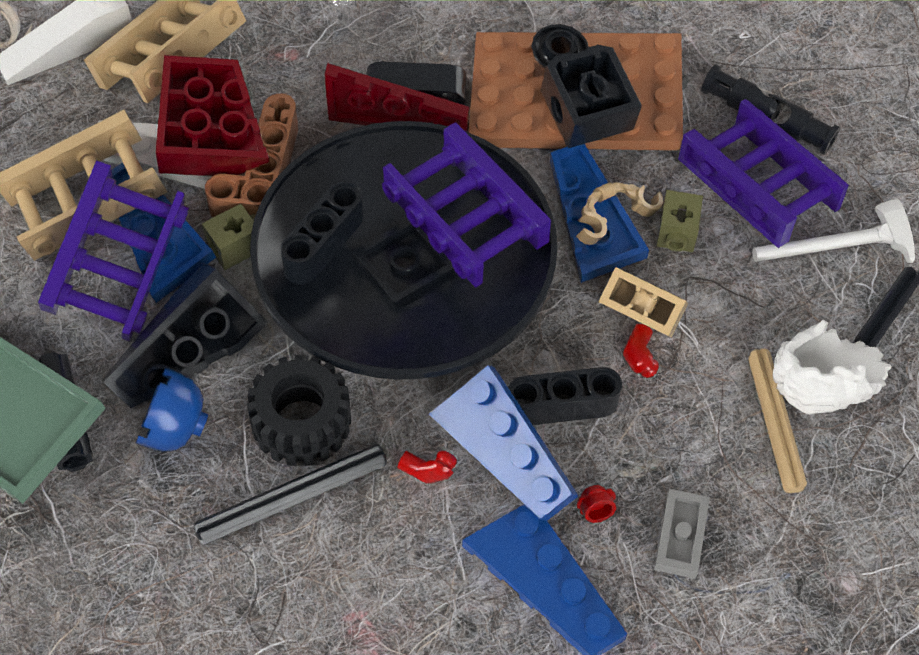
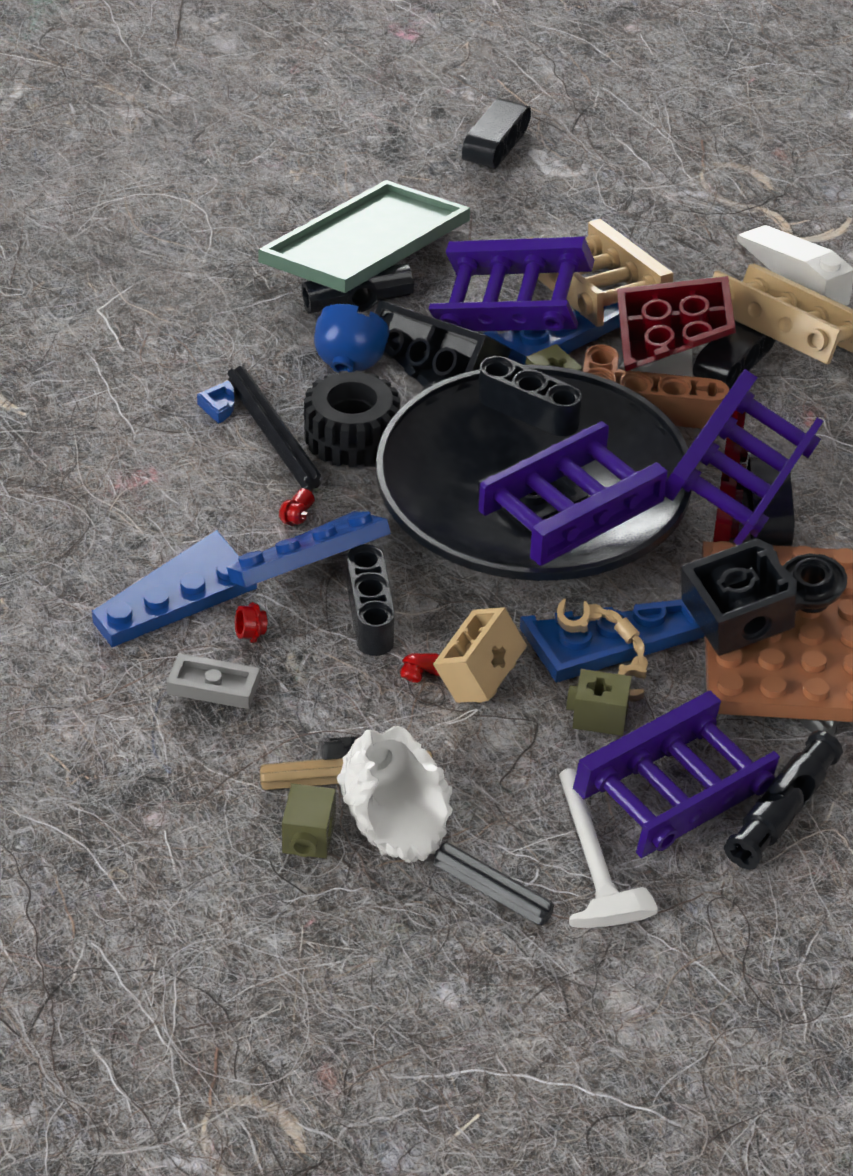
camera: 90 degrees right, 15 degrees down
(241, 551) = (218, 401): none -> blue tile
(400, 93) = (704, 450): none -> dark purple fence
(757, 423) = (336, 747): none -> black tile
(854, 444) = (308, 821): none -> olive brick

